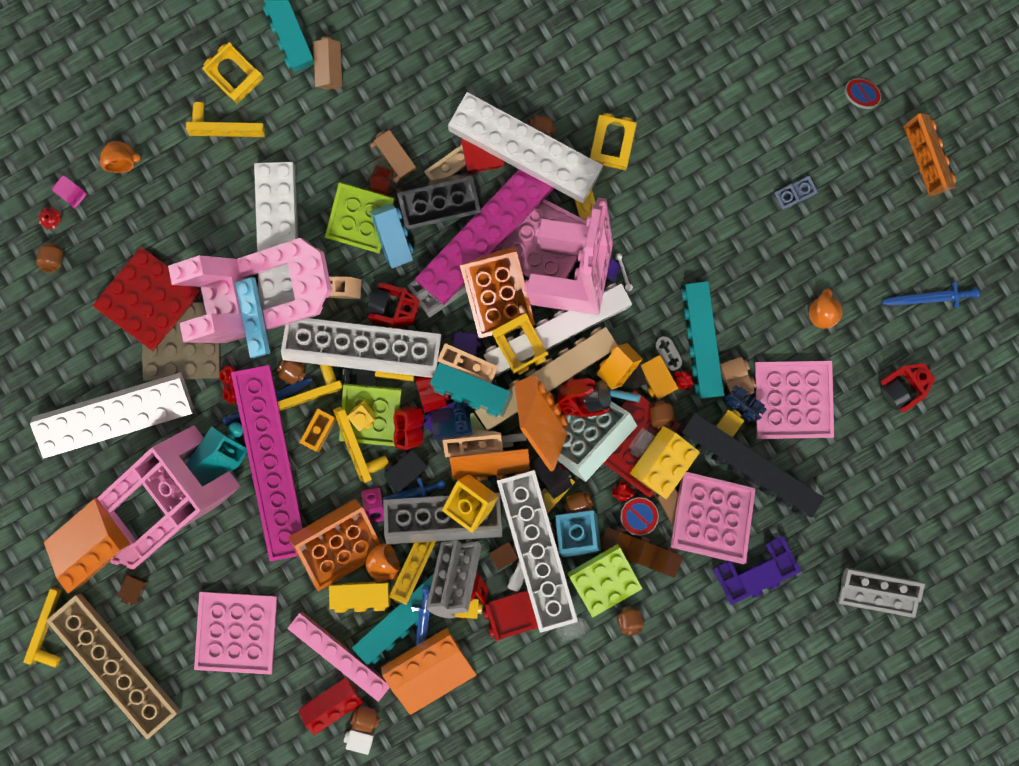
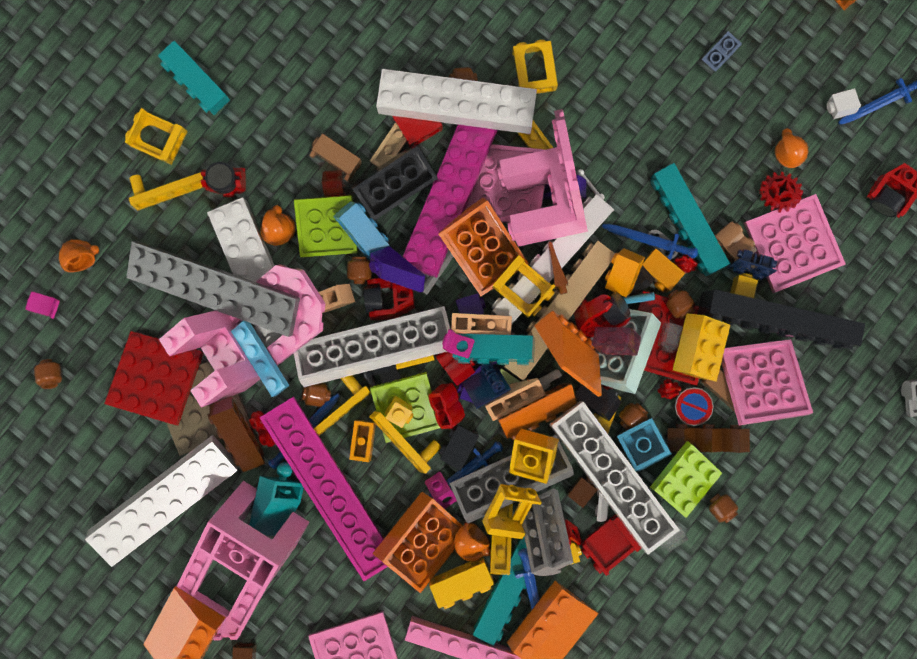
camera: 20 degrees left, 0 degrees up
(49, 218) = (34, 336): red plant -> none
(204, 379) = (236, 433): none -> reddish brown brick
(233, 236) = (213, 288): none -> plate
(281, 139) = (224, 179): none -> piece
(314, 201) = (277, 227): none -> orange piece
(327, 63) = (241, 94): medium nougat brick -> none
(375, 270) = (359, 270): none -> dark orange head
(408, 281) = (396, 269): none -> dark purple slope
(420, 559) = (505, 526): none -> yellow panel
(433, 368) = (451, 340): none -> dark pink bracket
(556, 346) = (559, 278): none -> dark orange piece
(586, 426) = (616, 341): none -> clear pink brick
(670, 354) = (653, 240): none -> blue sword
(759, 577) = (828, 420): dark purple bracket -> none
(800, 354) = (789, 197): none -> red gear
(890, 285) = (843, 104): none -> white brick

